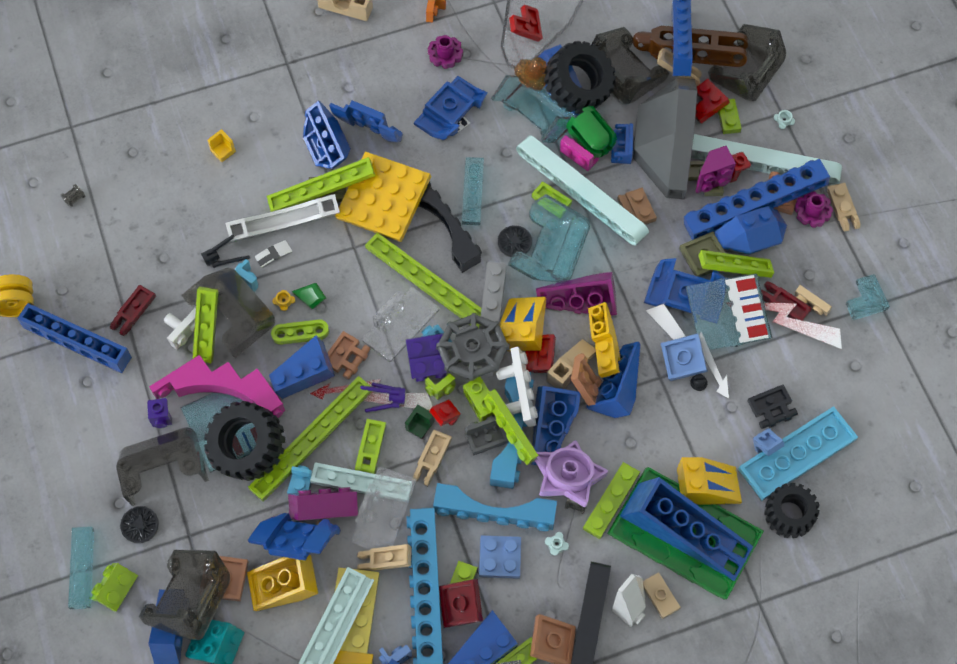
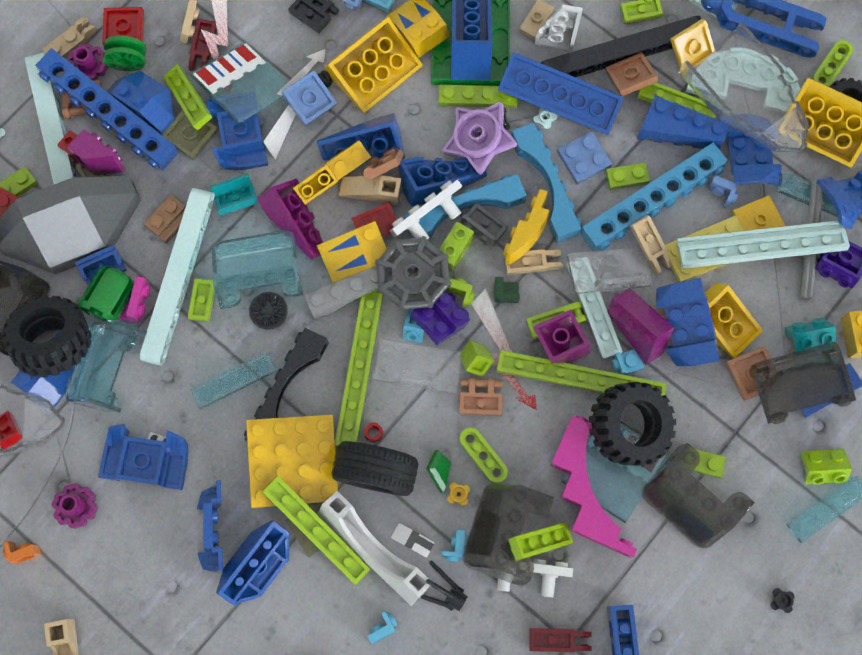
camera: 120 degrees left, 10 degrees up
(43, 480) = (788, 600): none -> black plate
(139, 524) = (758, 482): black wheel -> none
(158, 413) = (649, 533): dark purple bracket -> none
(184, 492) = (710, 464): none -> lime plate
(223, 199) = (380, 632): none -> medium azure bracket
(303, 369) = (524, 420): blue wedge -> none
(335, 238) = (375, 468): none -> black tyre
(349, 436) = (562, 338): none -> magenta slope
(370, 272) = (376, 438): none -> red axle
(378, 368) = (476, 358): none -> lime panel
(396, 395) = (495, 325): dark purple plant -> none
(445, 413) = (487, 268): red bracket -> none
(455, 458) = (528, 231): none -> yellow slope
(460, 603) = (650, 158): dark red plate -> none
(508, 423) = (470, 201): lime plate -> none
(531, 73) = (65, 388): clear orange plant -> none
(568, 563) = (560, 93): none -> blue plate
(627, 261) = (234, 194): none -> teal bracket
(689, 424) = (373, 65): none -> yellow slope
(802, 234) = (124, 53): none -> green wheel
(835, 250) = (123, 22): none -> red plate

